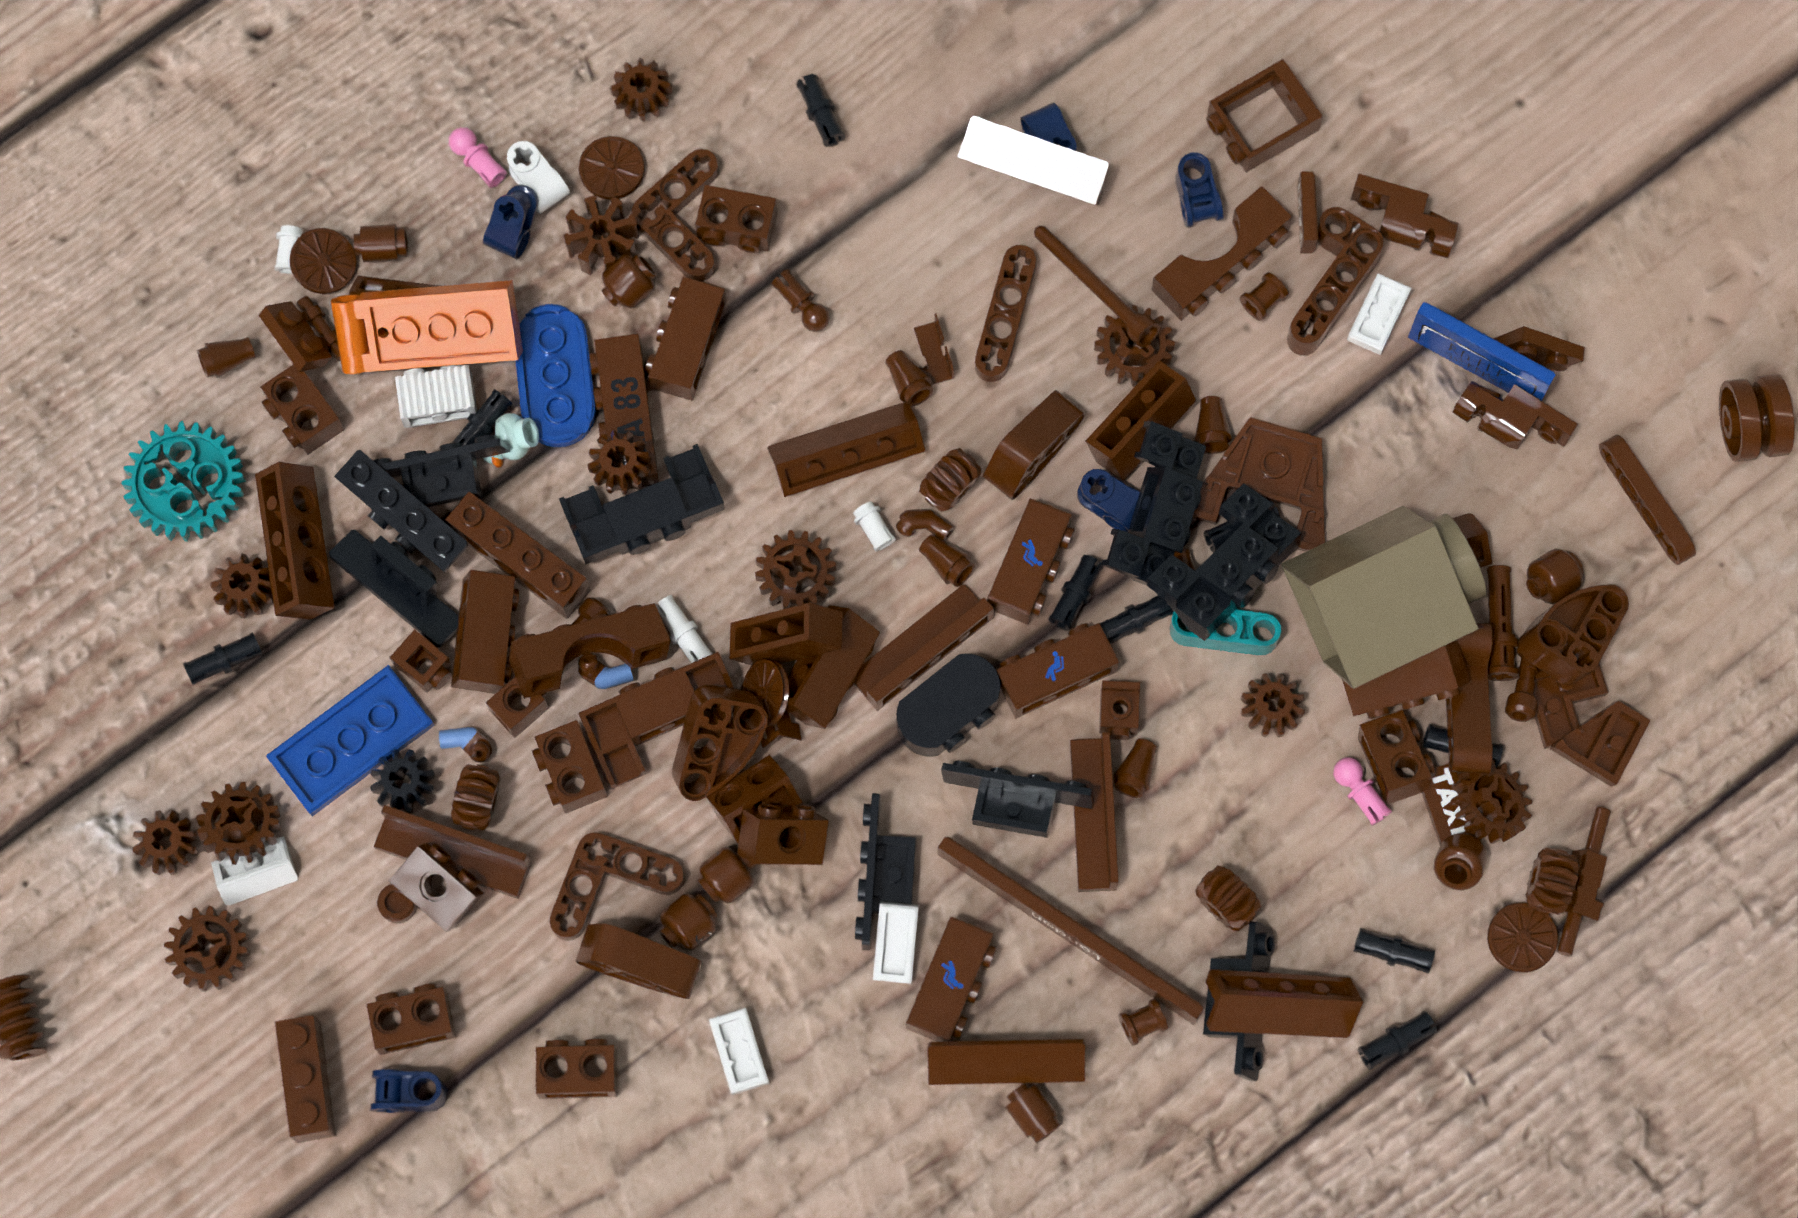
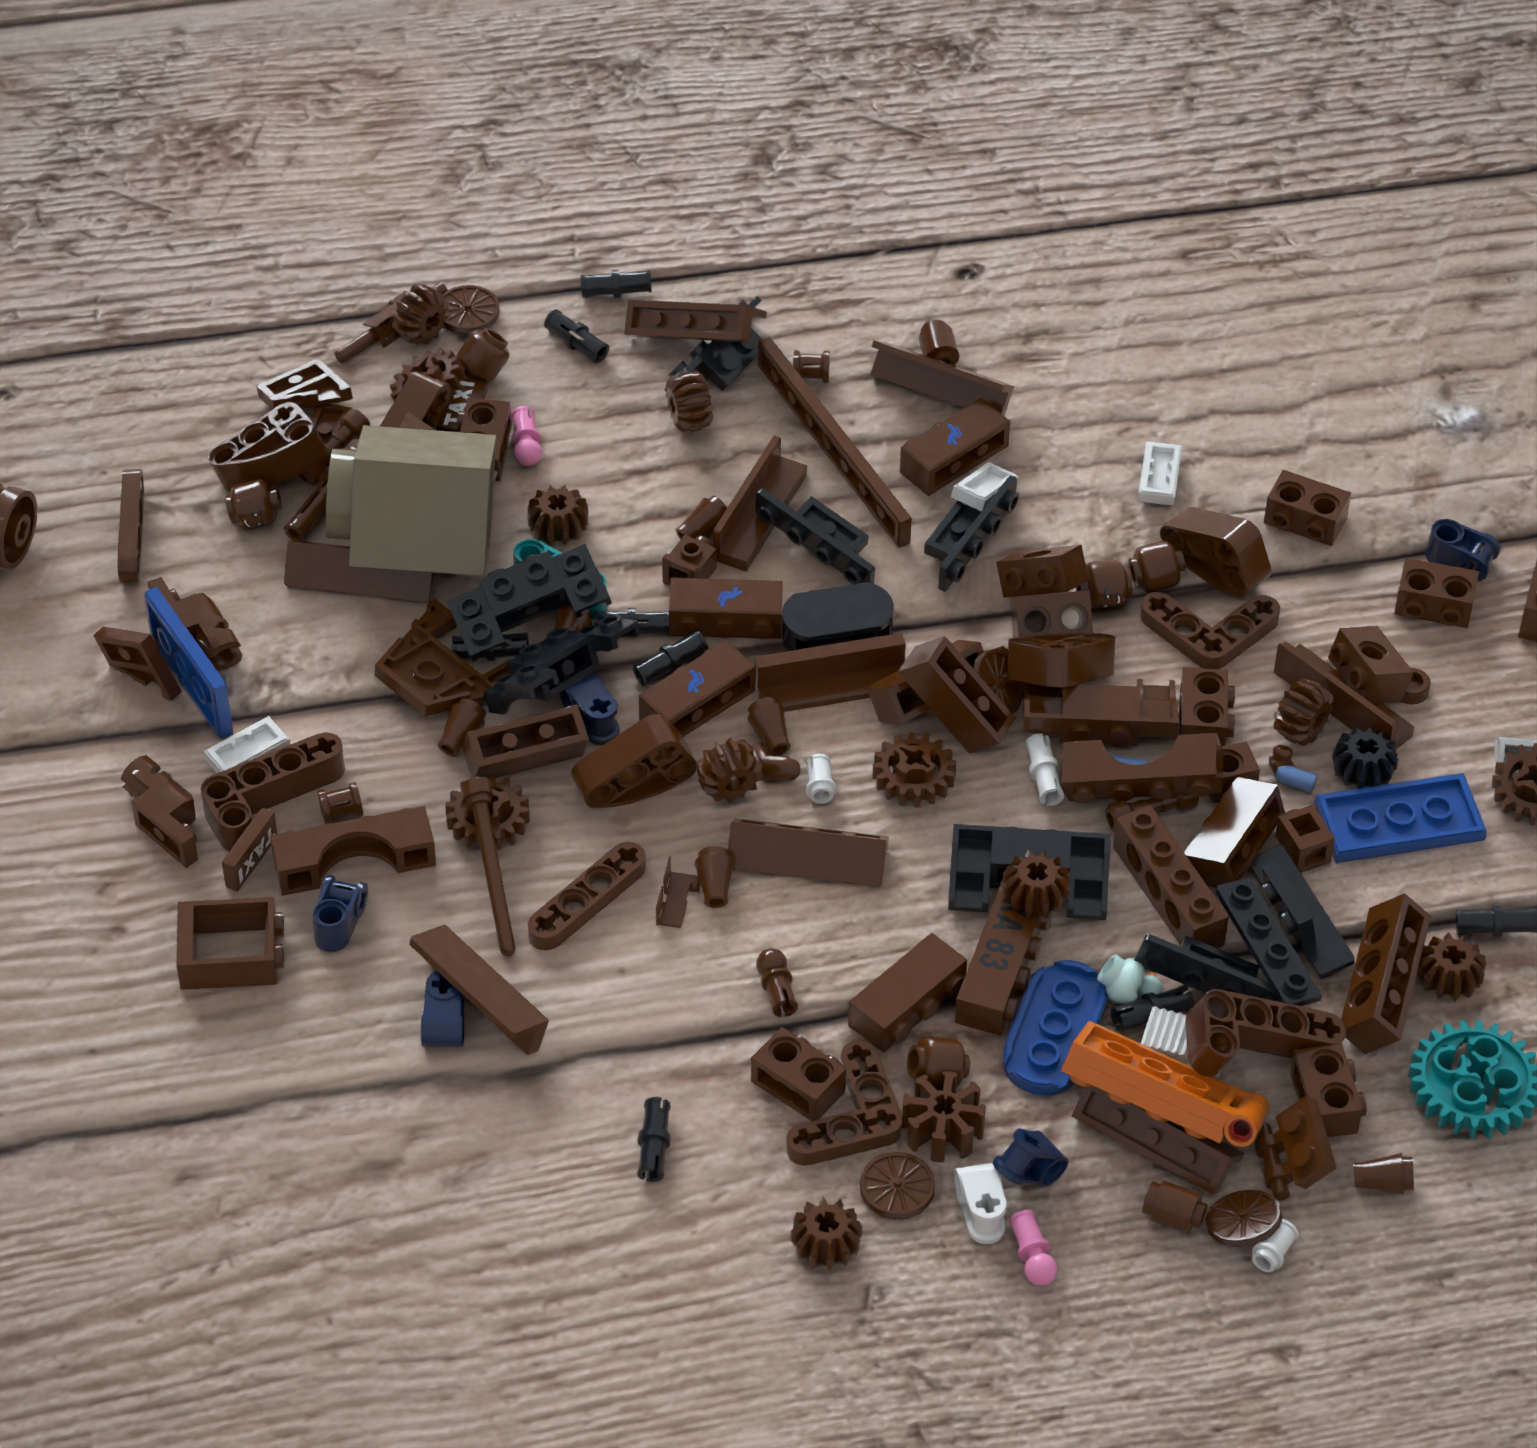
camera: 155 degrees left, 25 degrees down
(334, 443) = (1231, 1021): none -> reddish brown beam

